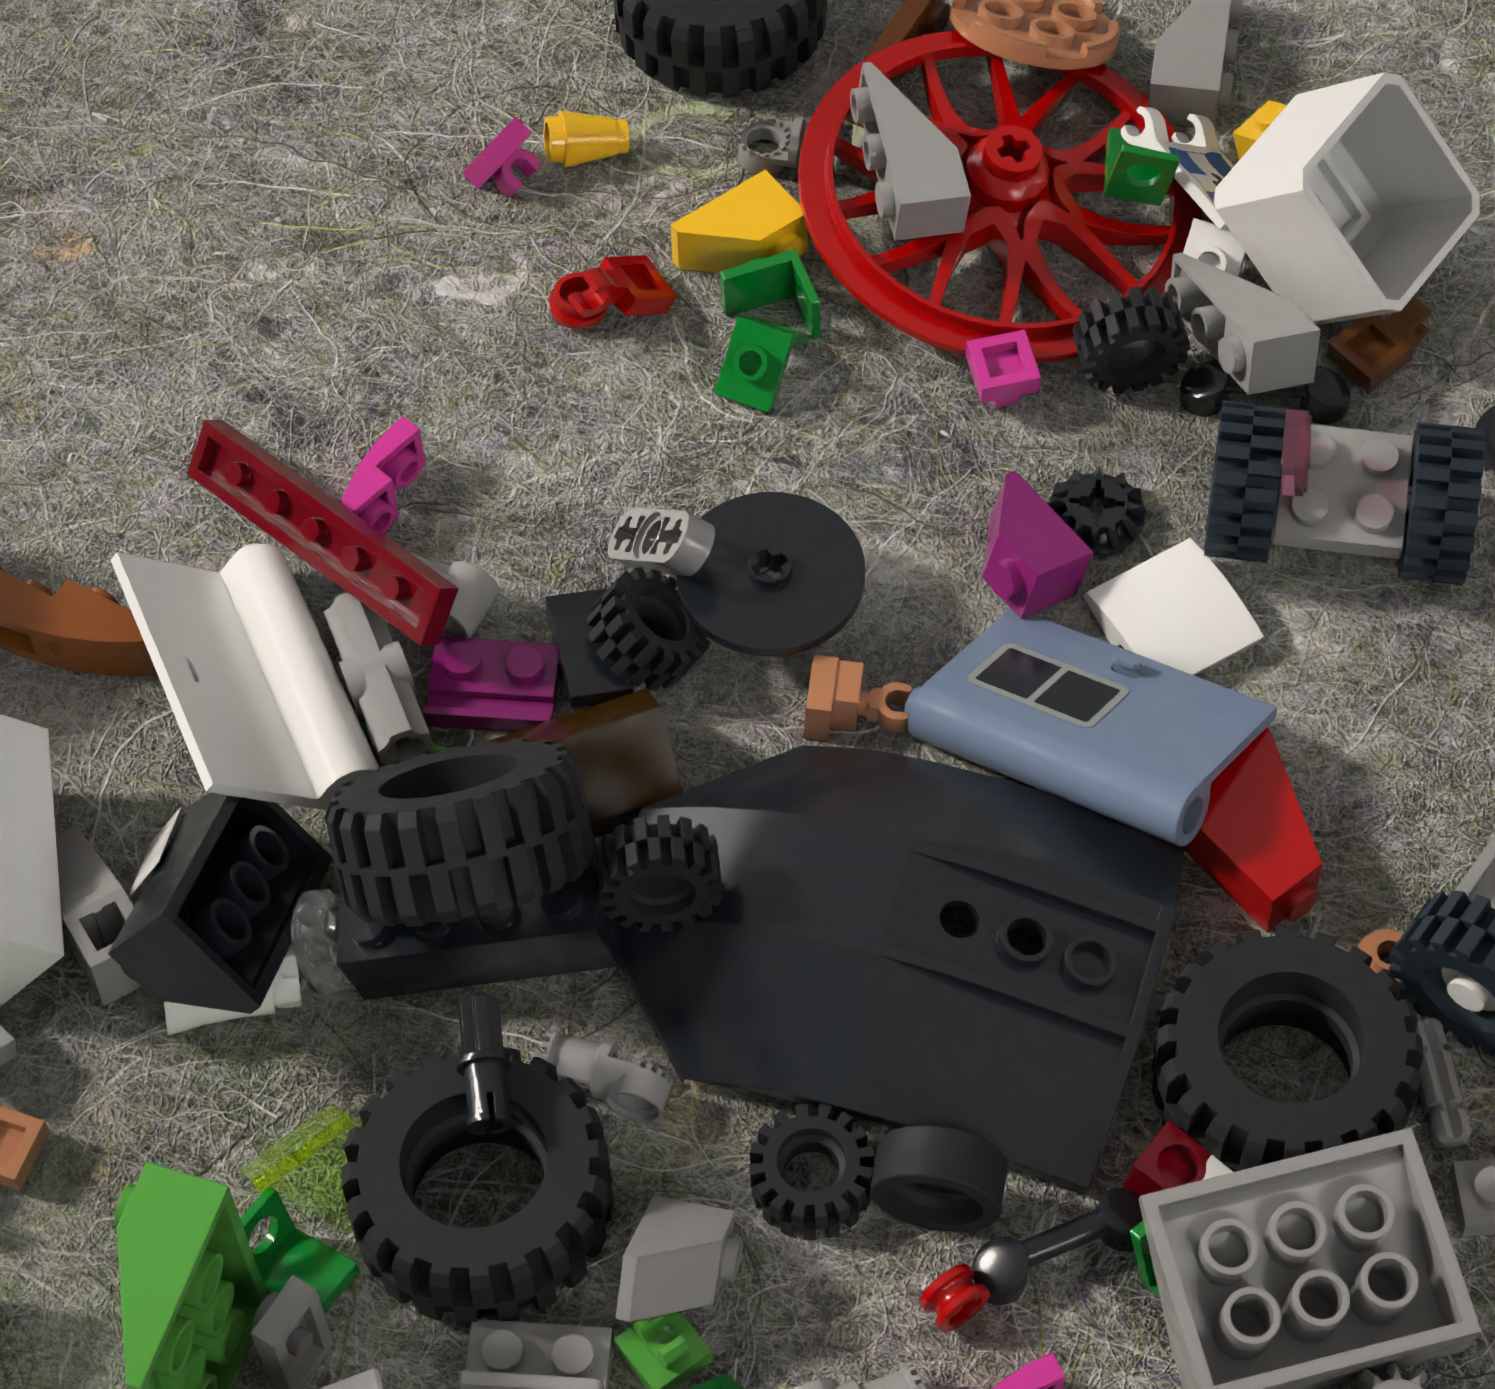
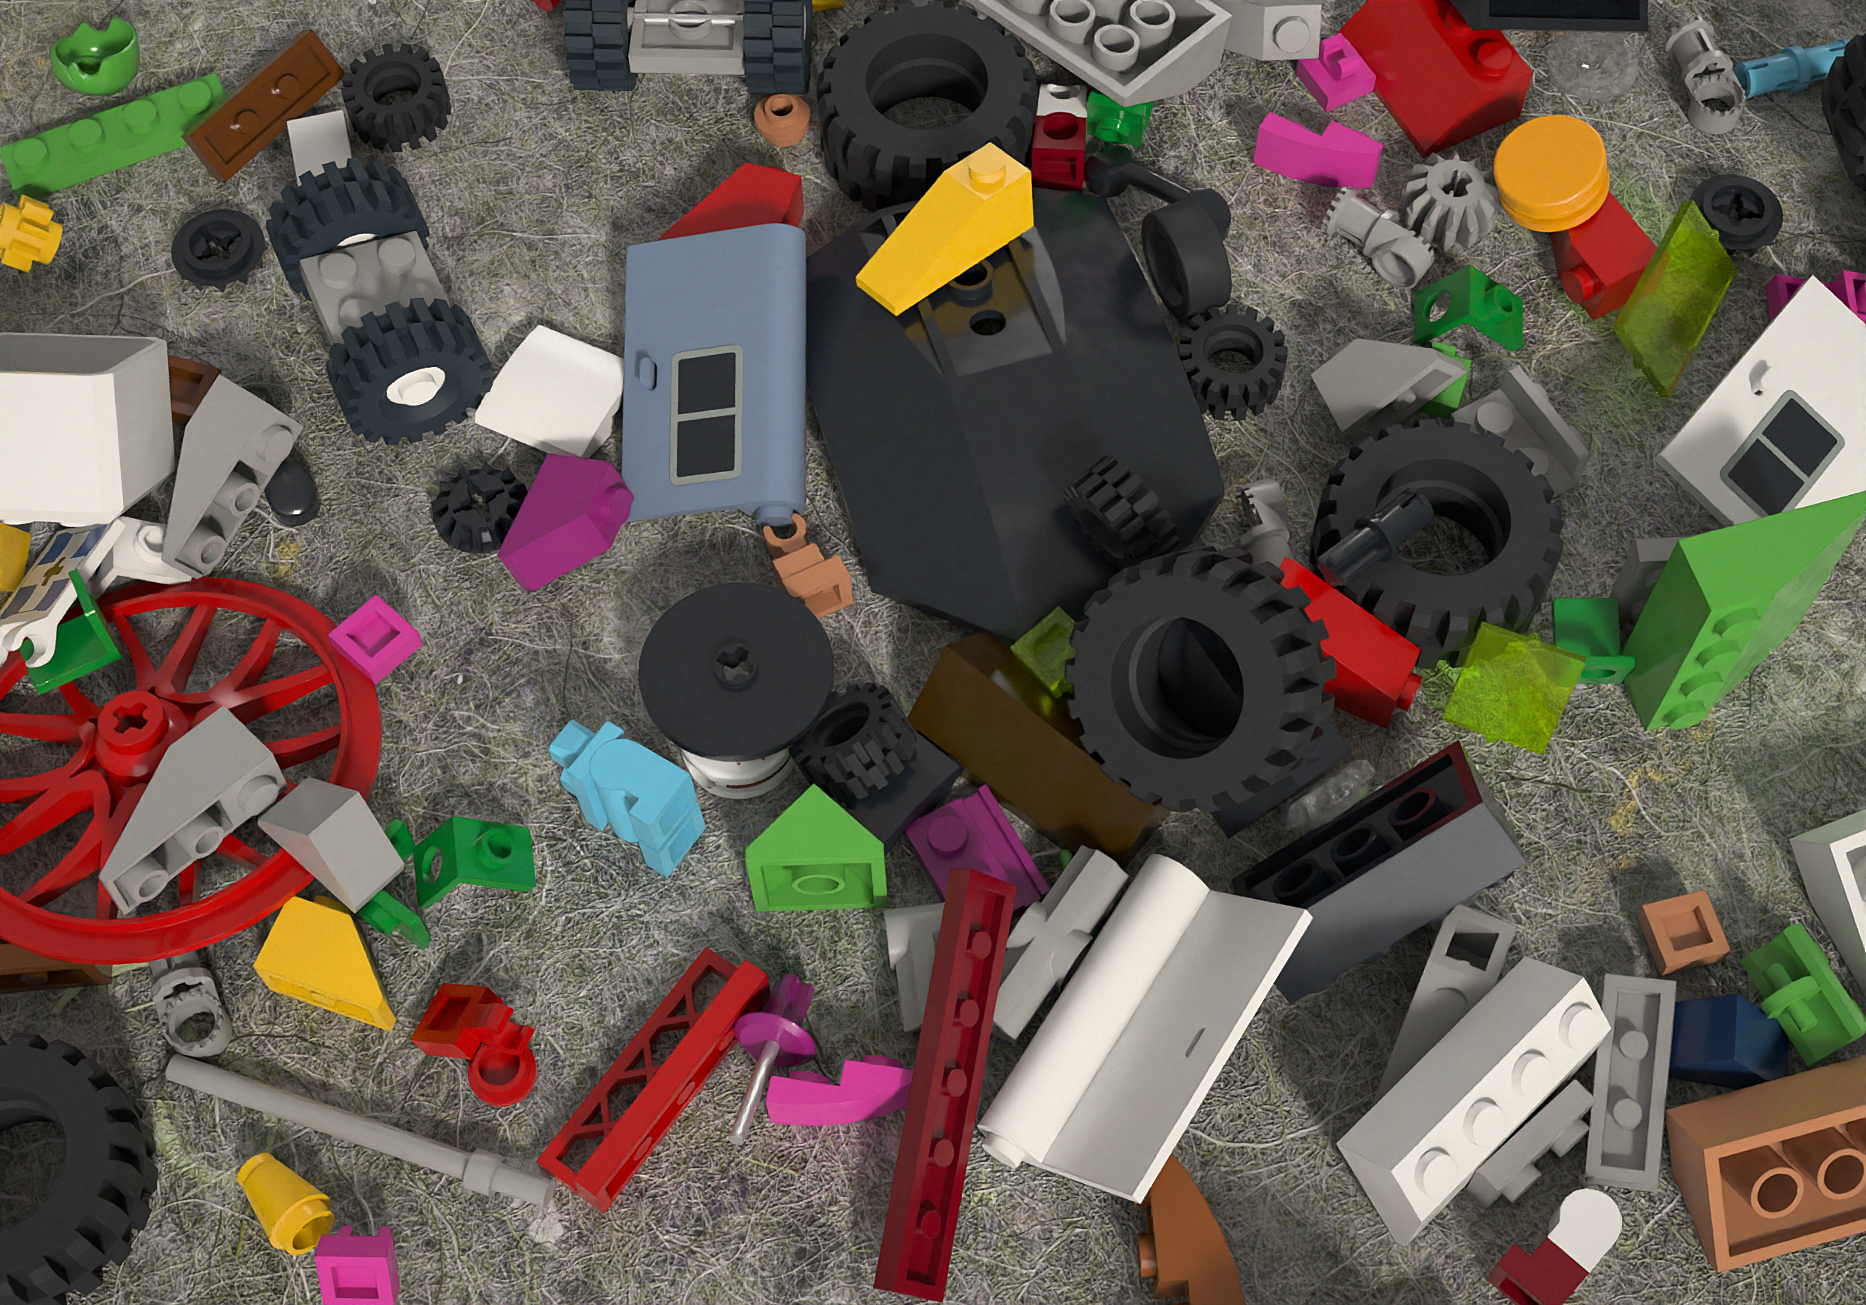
camera: 125 degrees left, 5 degrees up
(154, 852) = (1359, 989): white sticker -> none
(431, 1017) = (1370, 657): none -> red slope
(456, 462) = (775, 1040): none -> magenta piece
(486, 398) = (668, 1086): none -> red fence
(516, 256) = (480, 1170): none -> light grey bar
(555, 545) = (816, 860): none -> bright green slope
(611, 803) = (1045, 651): none -> clear neon green tile
(661, 541) = (756, 745): light grey beam -> none
(724, 452) = (631, 790): none -> medium azure hips
(818, 235) = (334, 840): none -> light grey slope
(954, 1297) = (1253, 224): red bush -> none
(1075, 934) = (952, 227): none -> yellow slope
(1131, 340) = (289, 547): black tyre -> none
(1296, 453) = (383, 290): clear pink tile -> none

